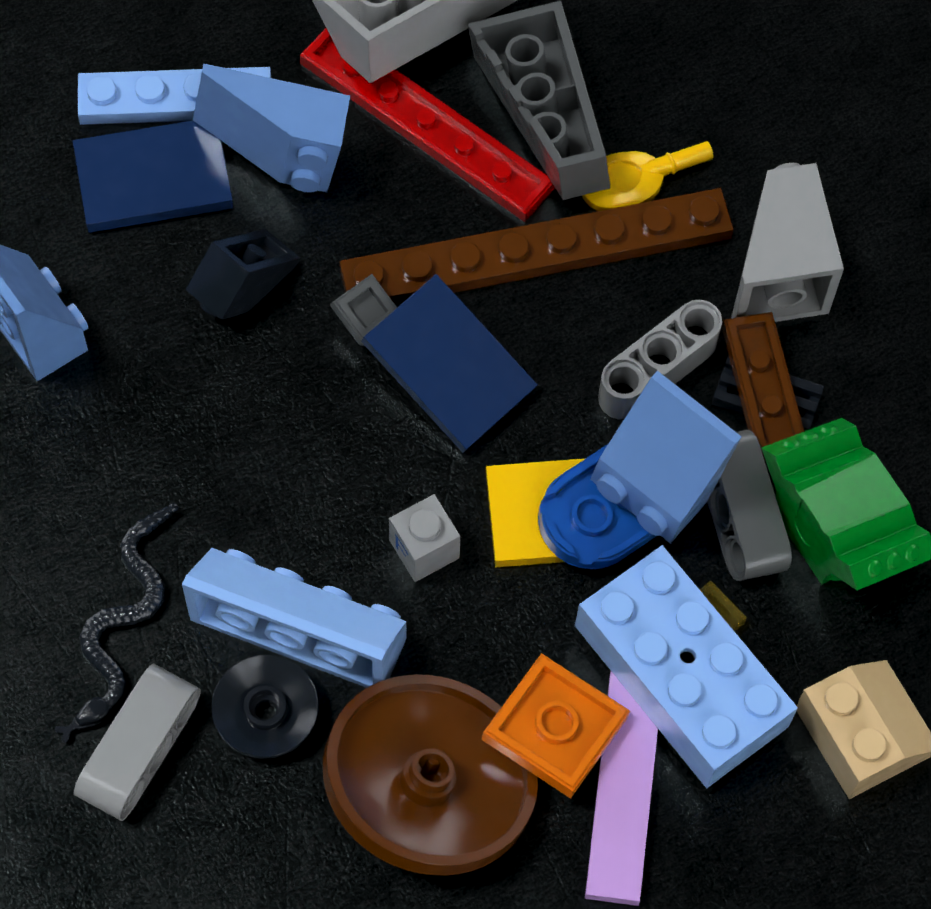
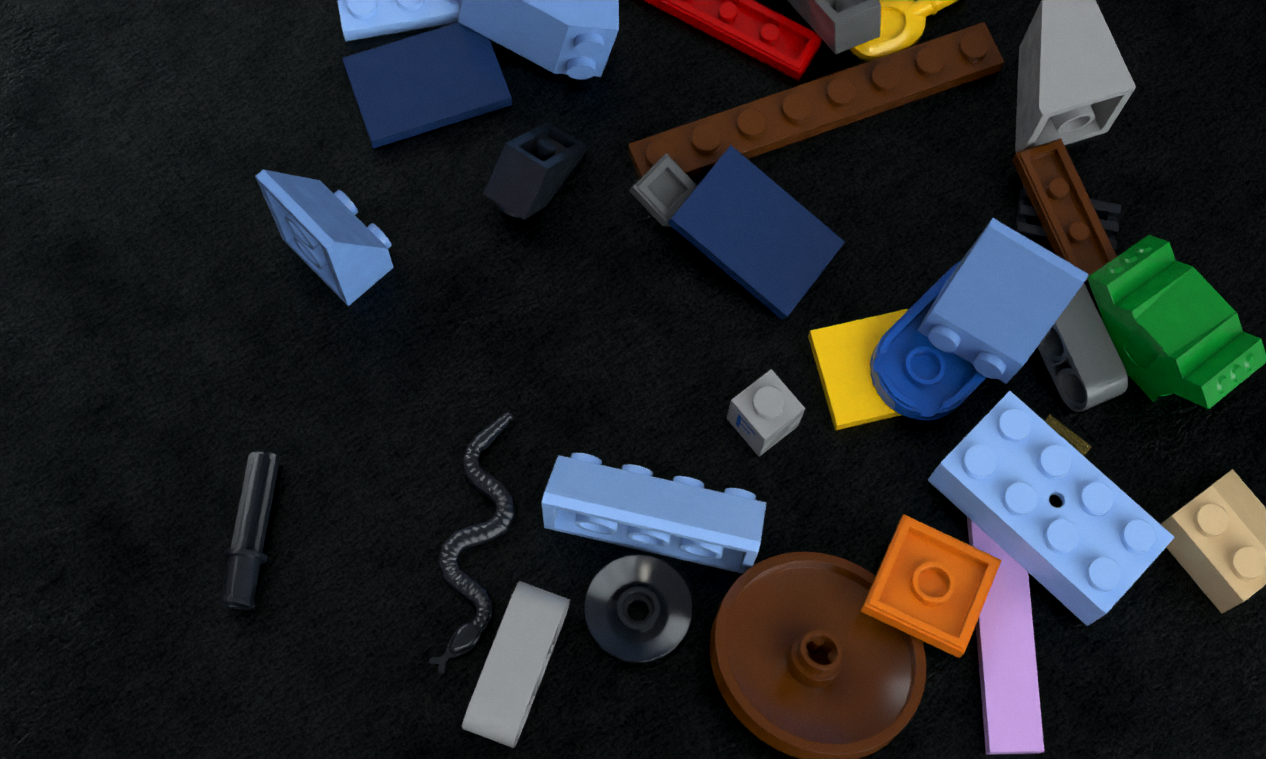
camera: 10 degrees left, 5 degrees up
(666, 339) = (966, 180): light grey beam -> none

